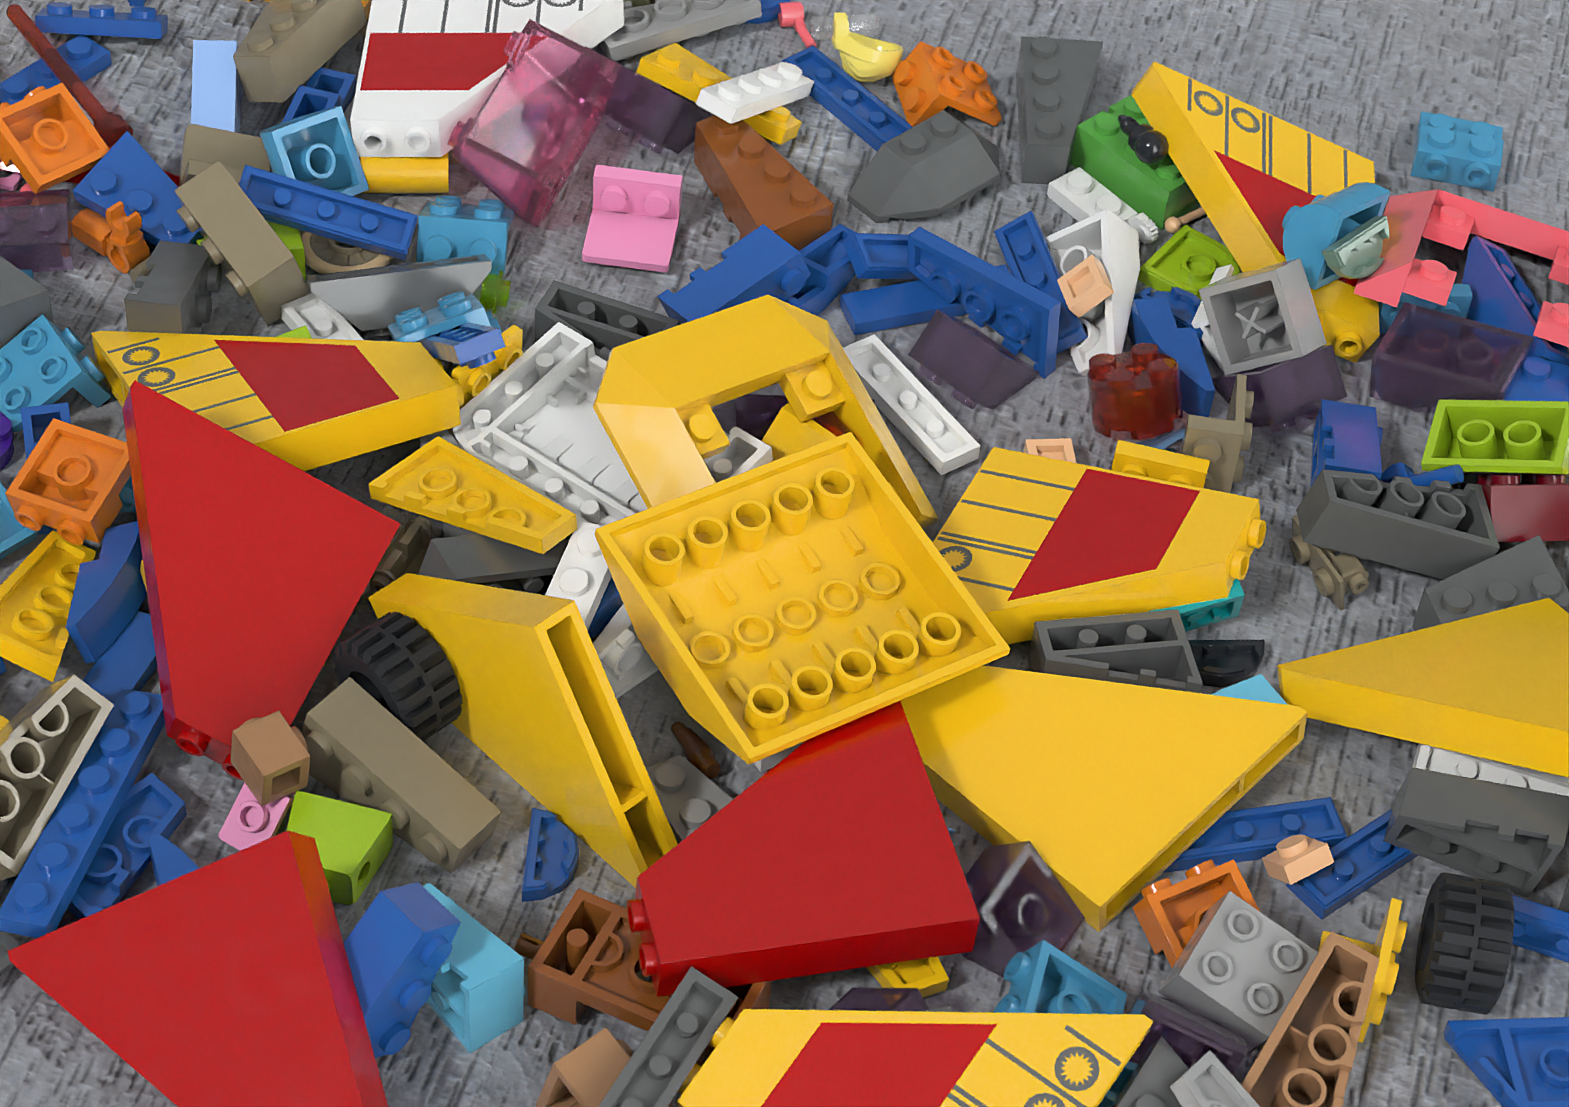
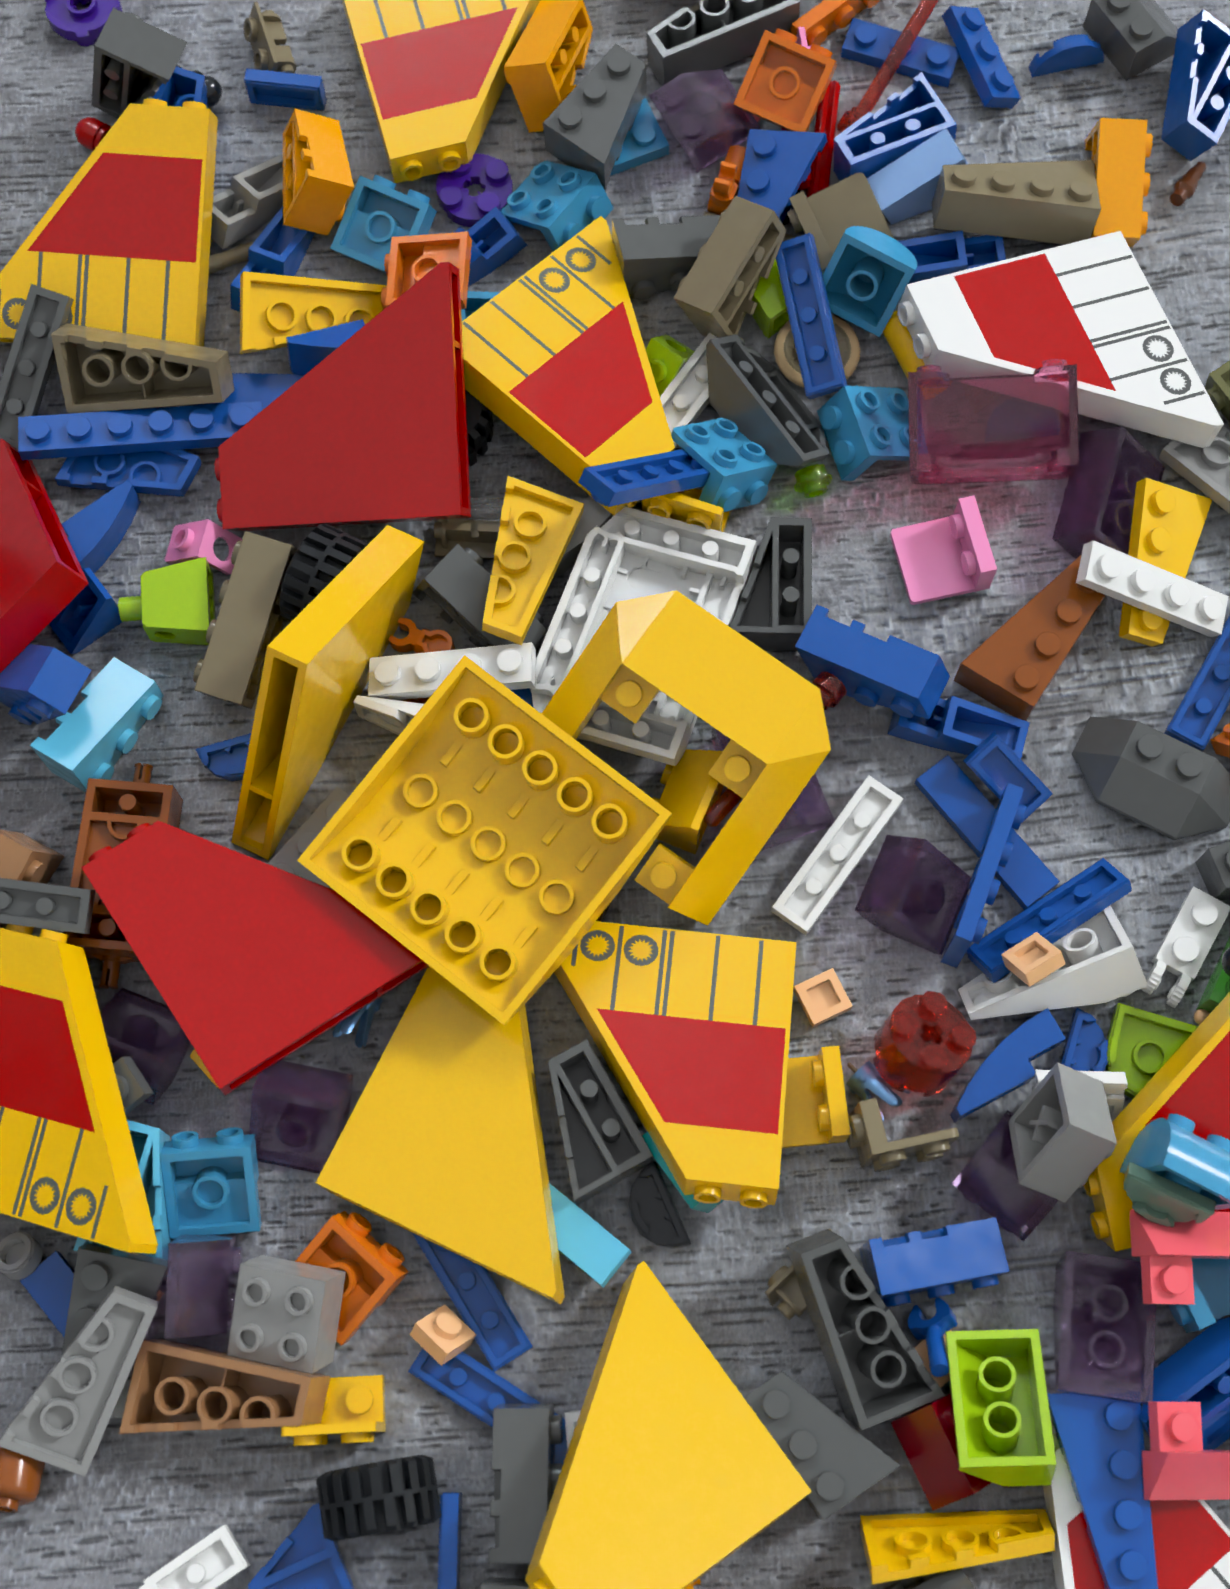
camera: 75 degrees right, 25 degrees up
(156, 95) = (891, 131): none -> blue wedge
(270, 757) = (210, 524): medium nougat brick -> none

